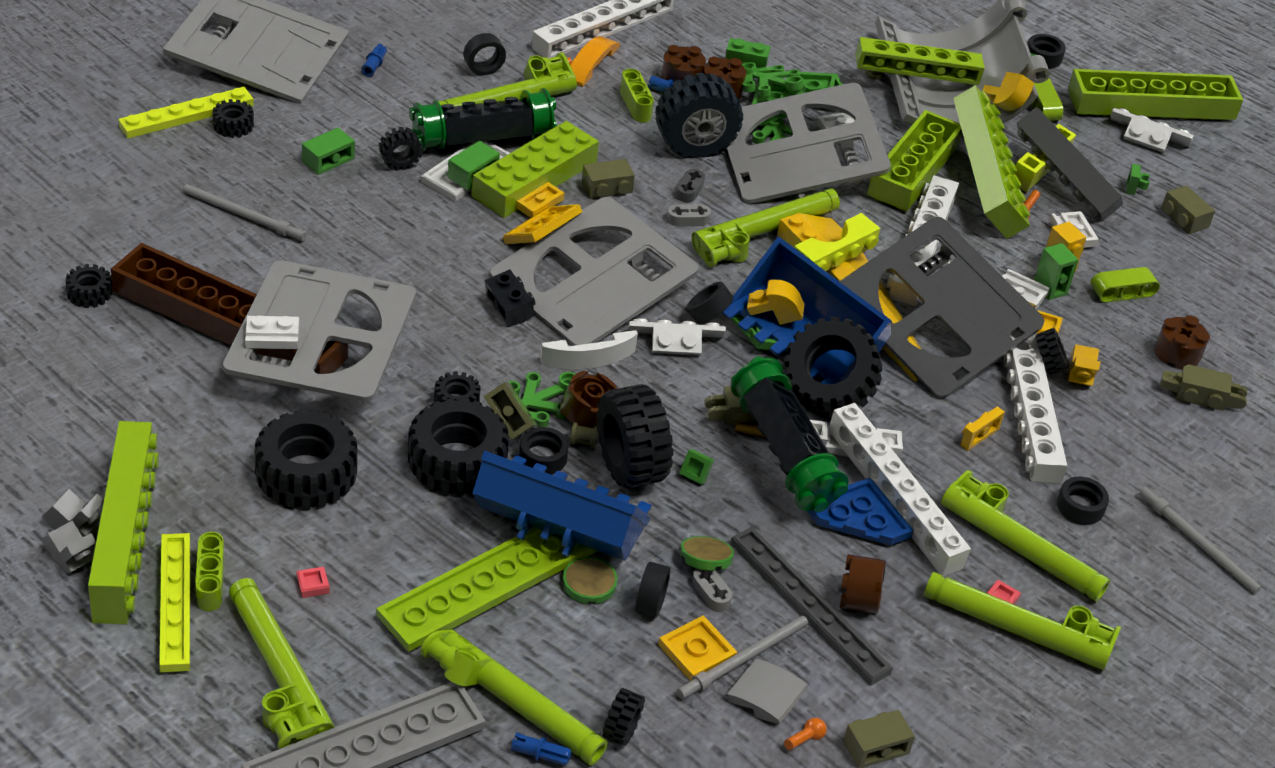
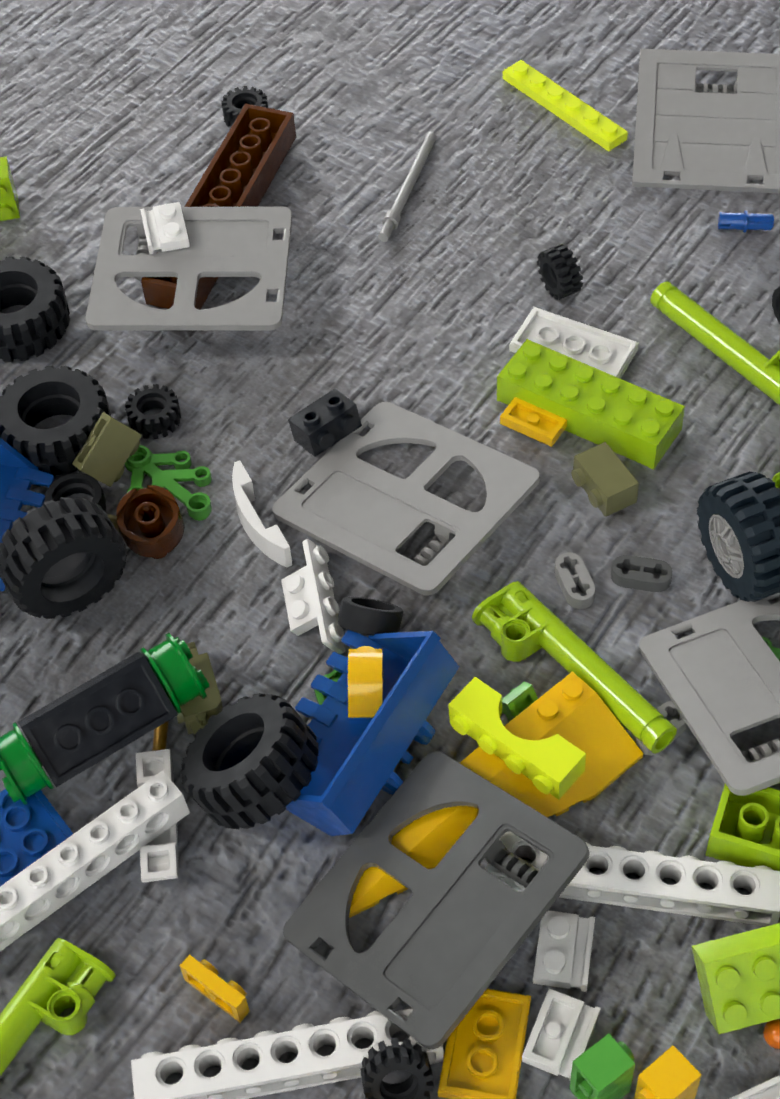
camera: 90 degrees right, 10 degrees up
(233, 118) = (560, 147): black tyre -> none
(328, 151) = (538, 219): bright green brick -> none
(470, 161) = (559, 335): bright green brick -> none
(483, 121) = (650, 331): brick -> none
(542, 224) = (474, 427): yellow tile -> none
(696, 466) = (74, 651): bright green tile -> none

